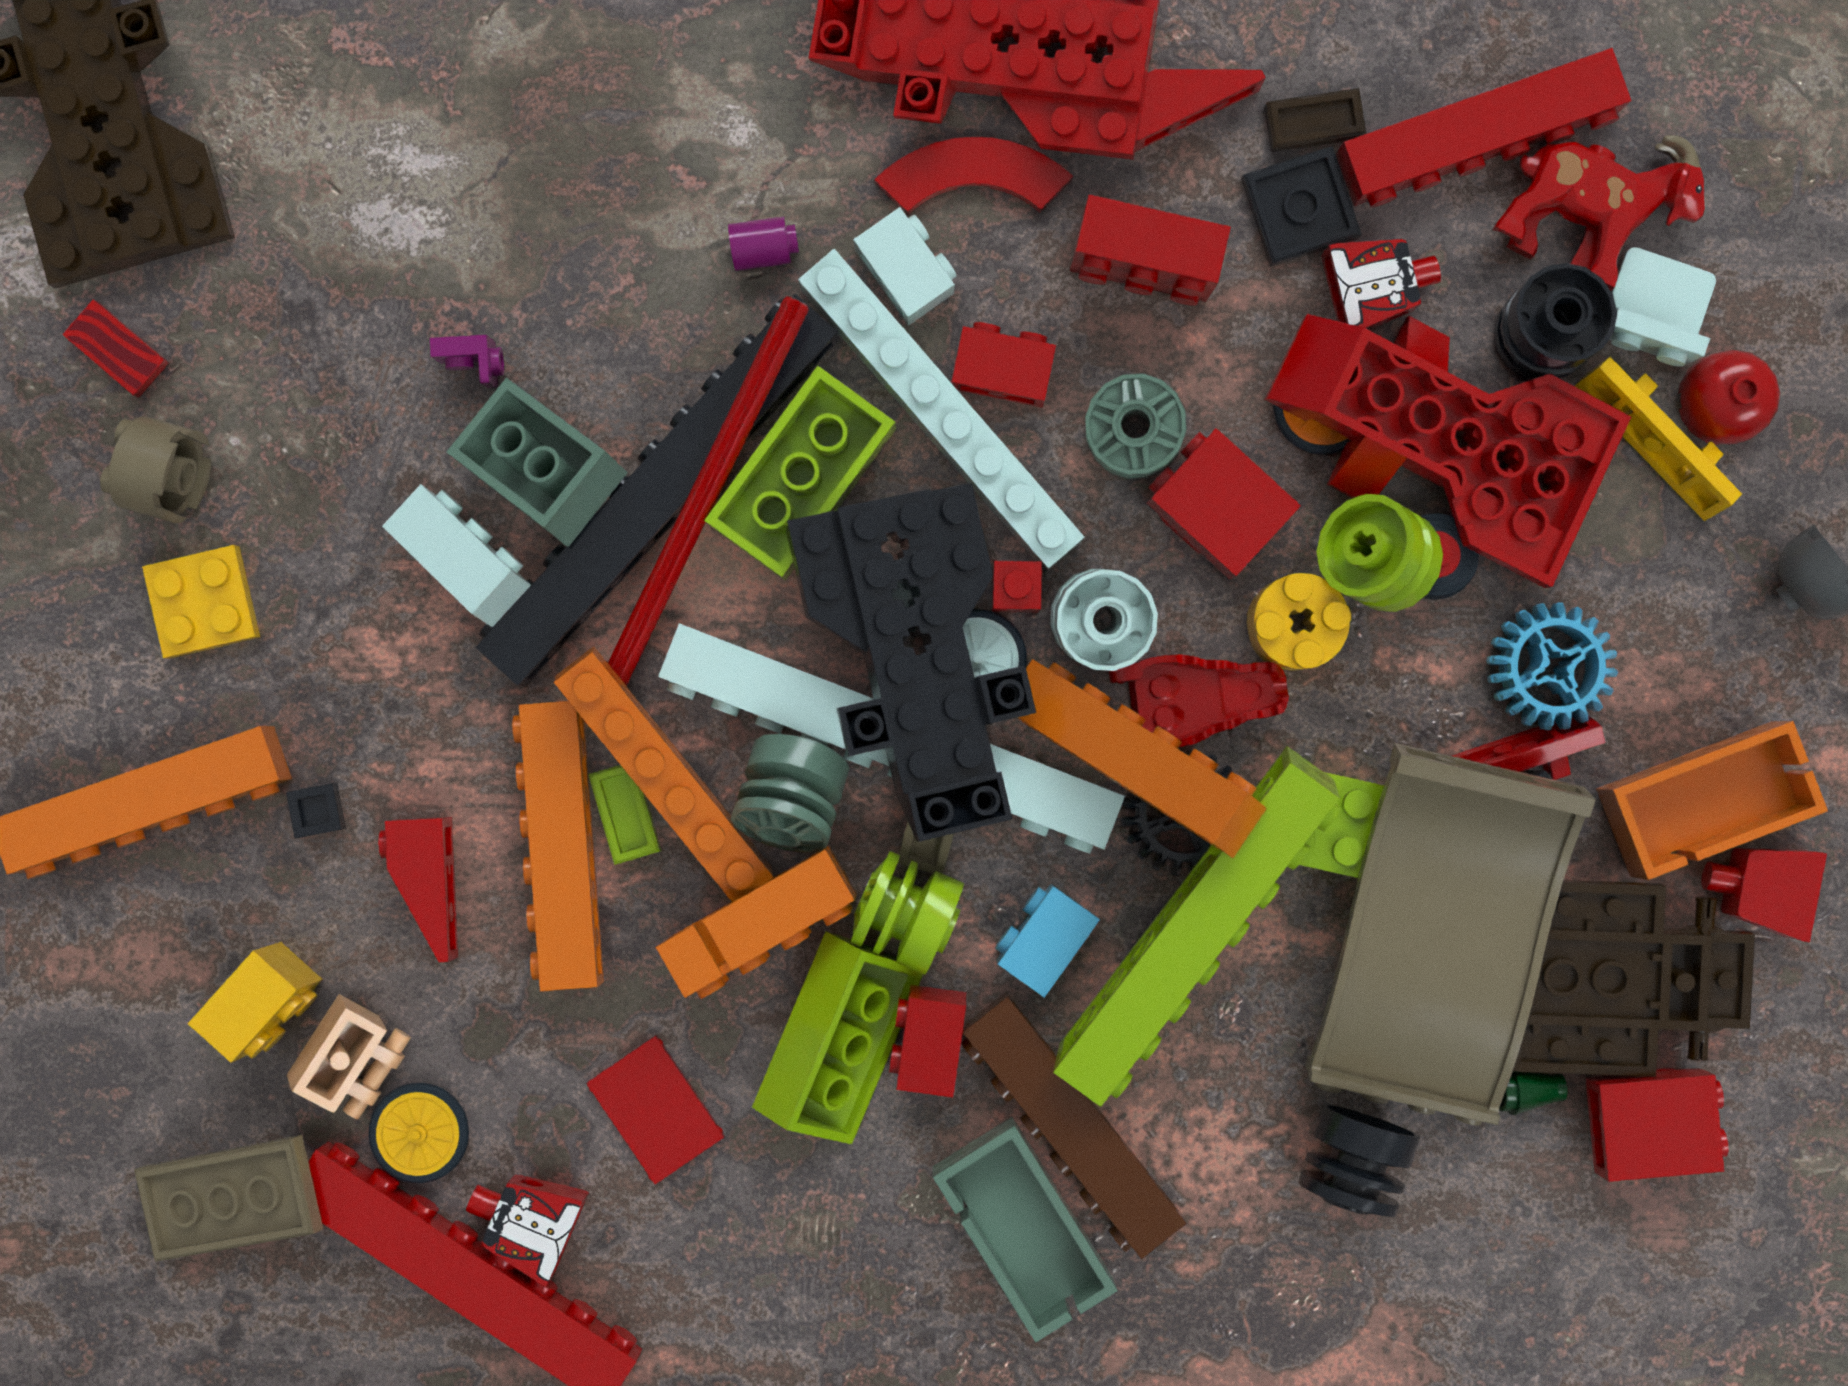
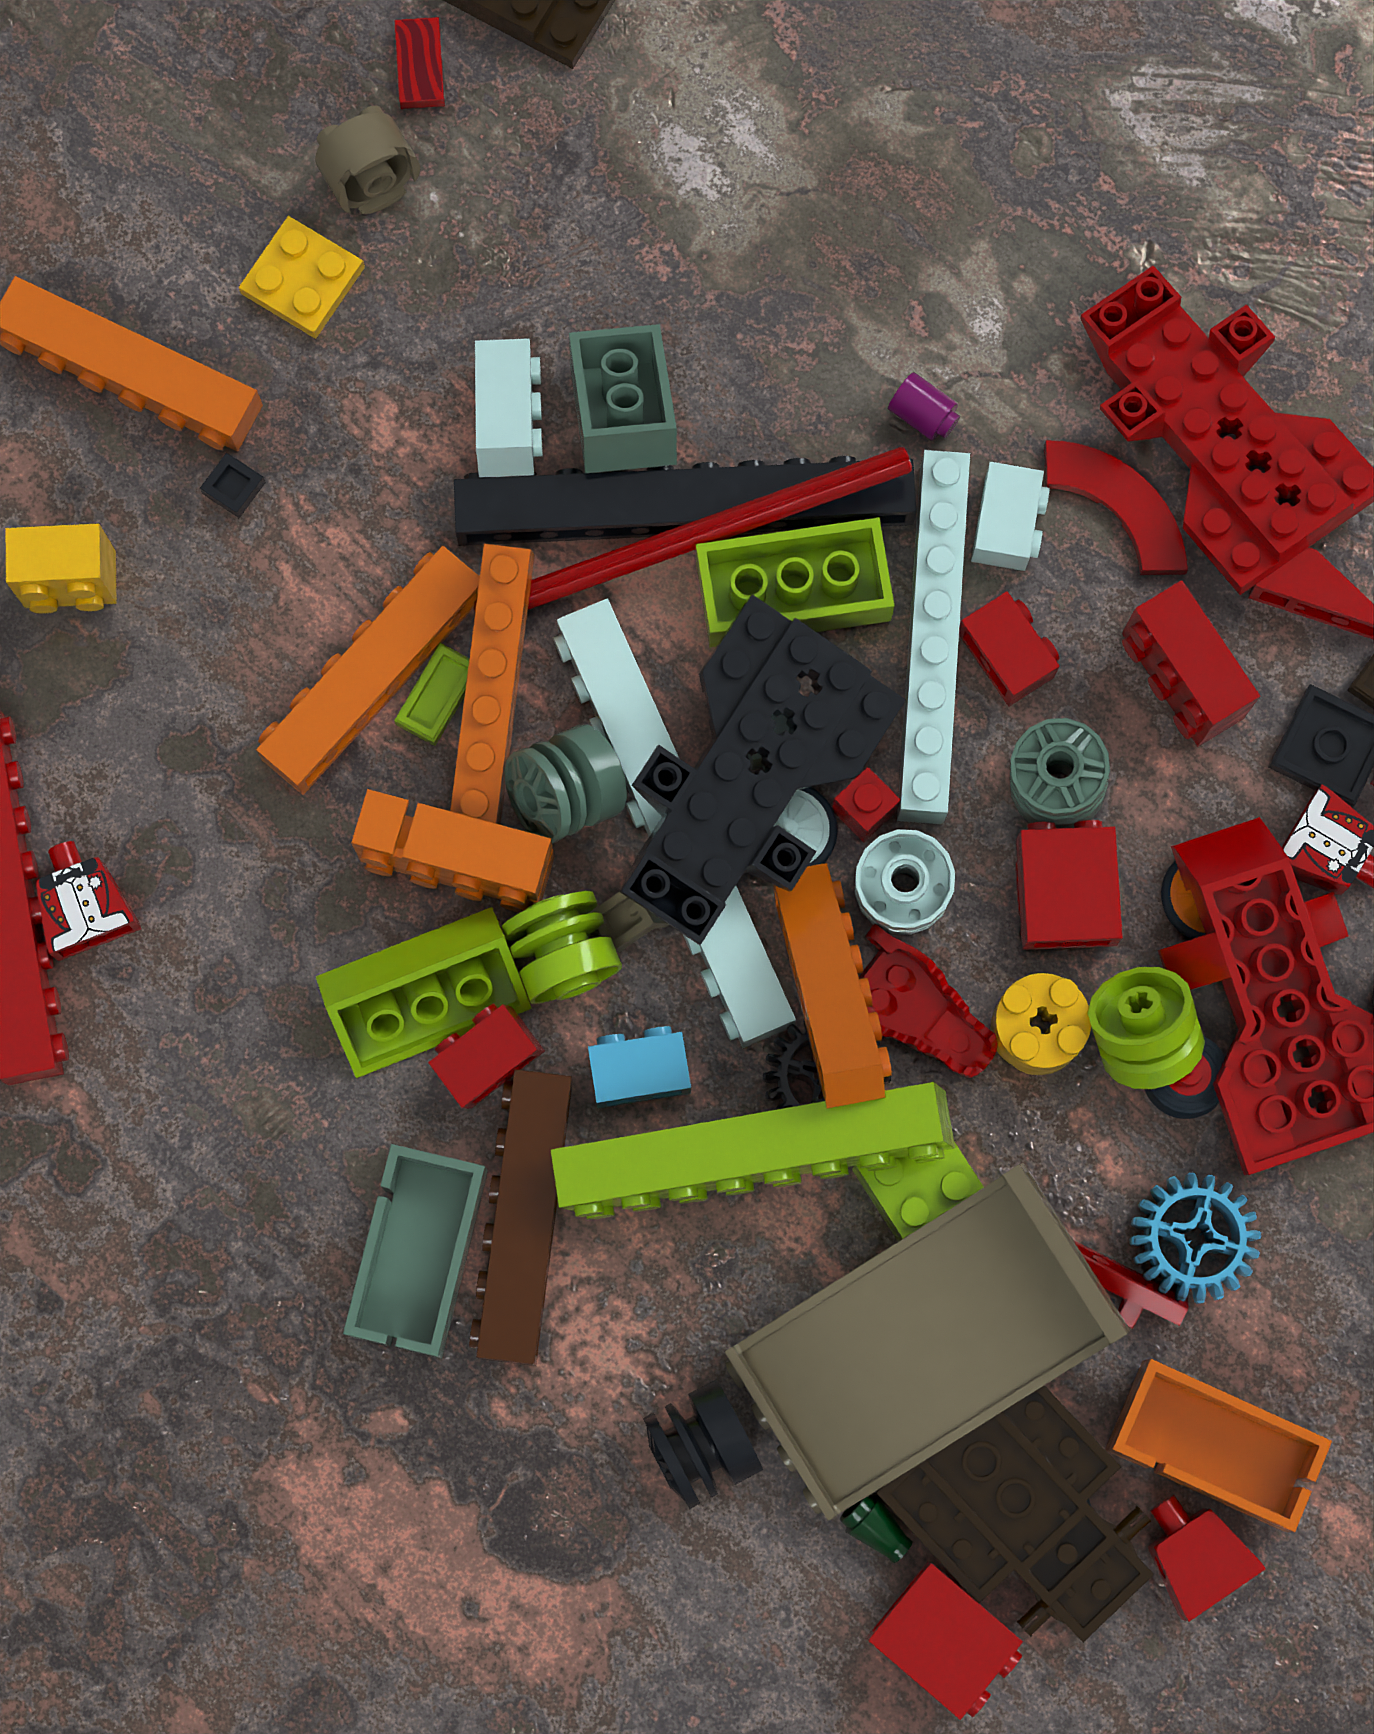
camera: 45 degrees right, 10 degrees down
(338, 1054) = (77, 657): light nougat brick -> none
(418, 1133) = (71, 768): yellow wheel -> none
(422, 867) = (262, 595): red slope -> none
(462, 352) = (649, 283): magenta bracket -> none
(655, 1109) = (246, 917): red piece -> none

